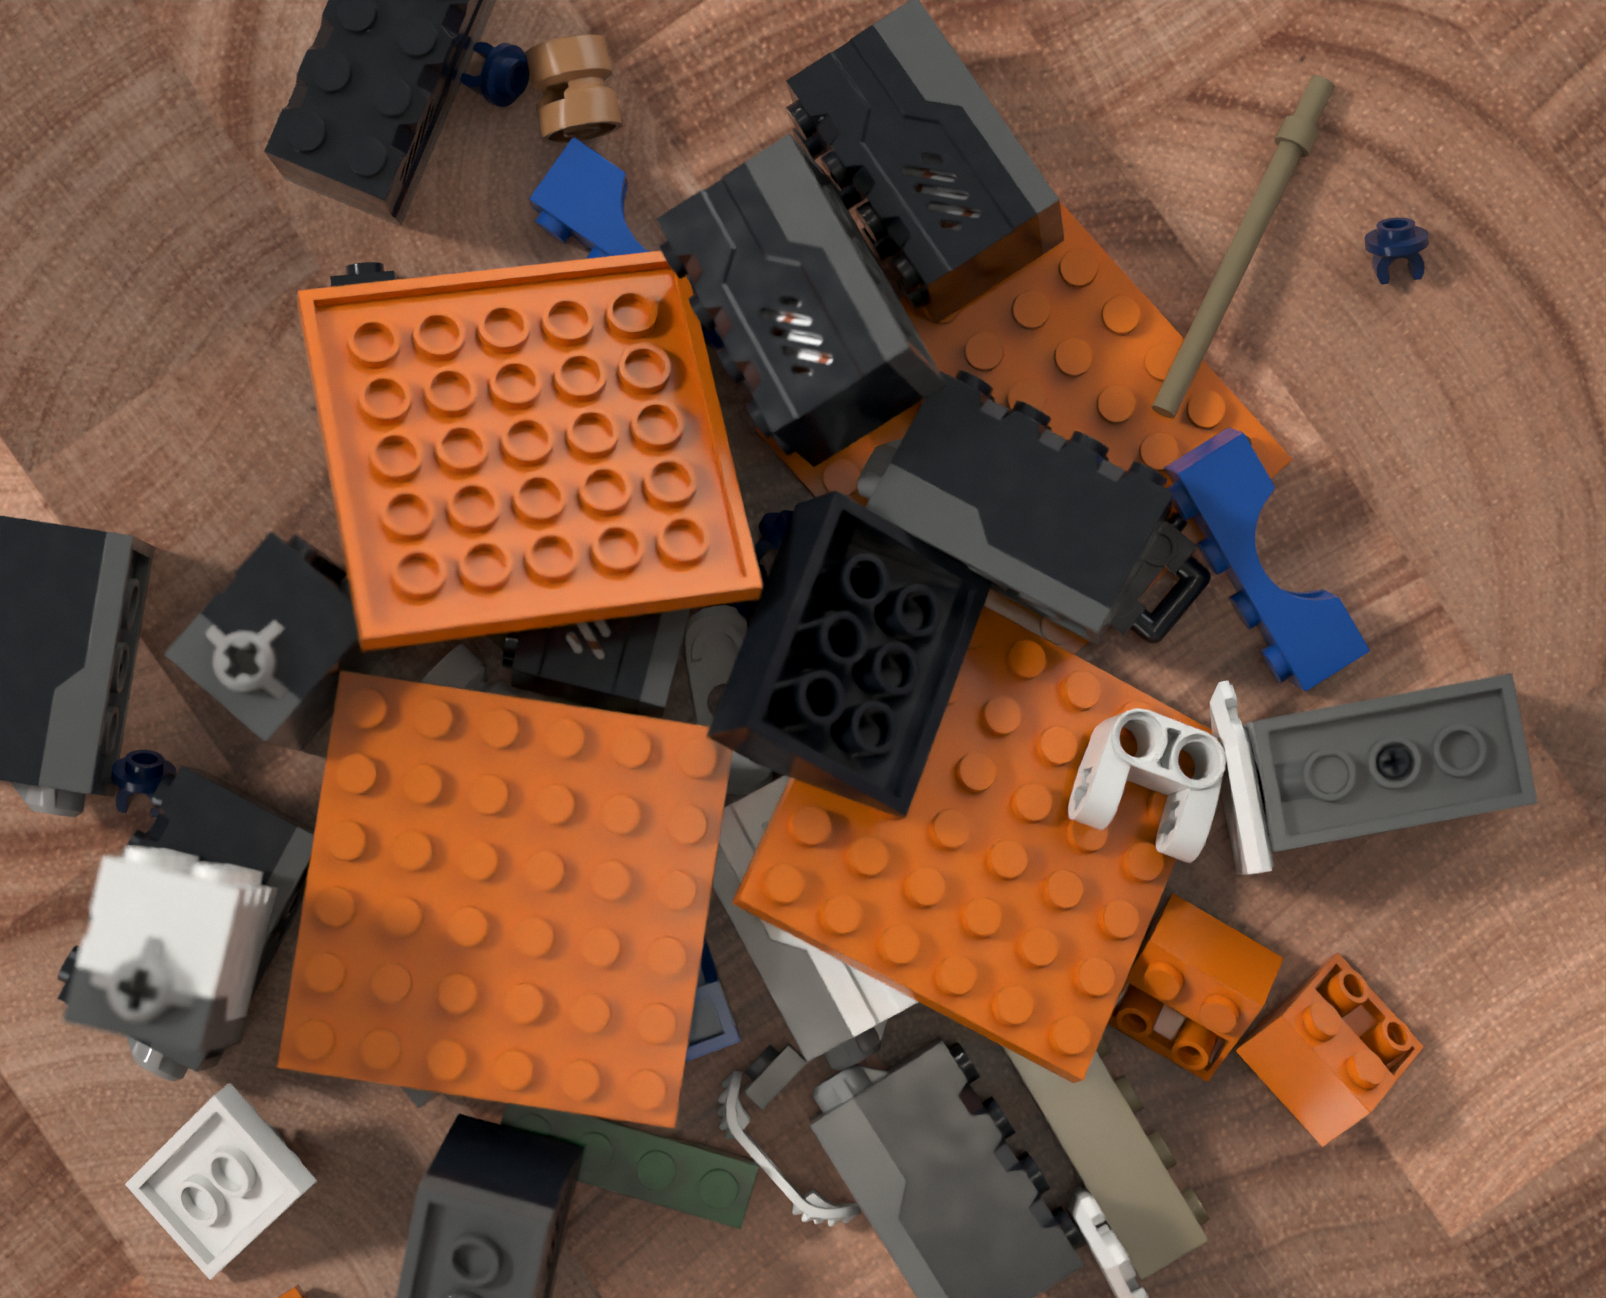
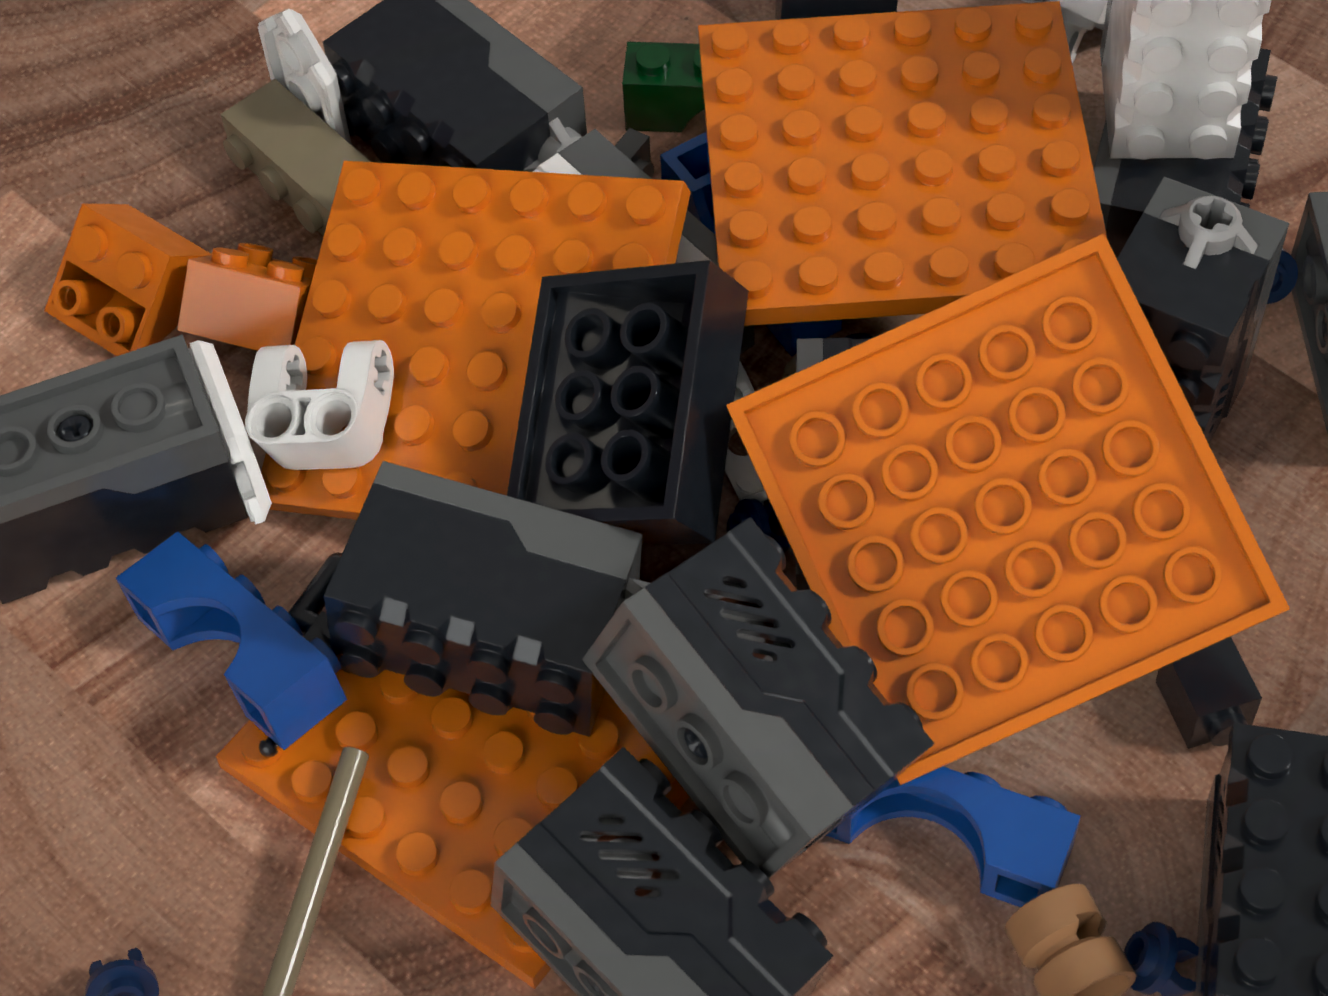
camera: 170 degrees right, 30 degrees down
(811, 1204) = (638, 114): white piece -> none

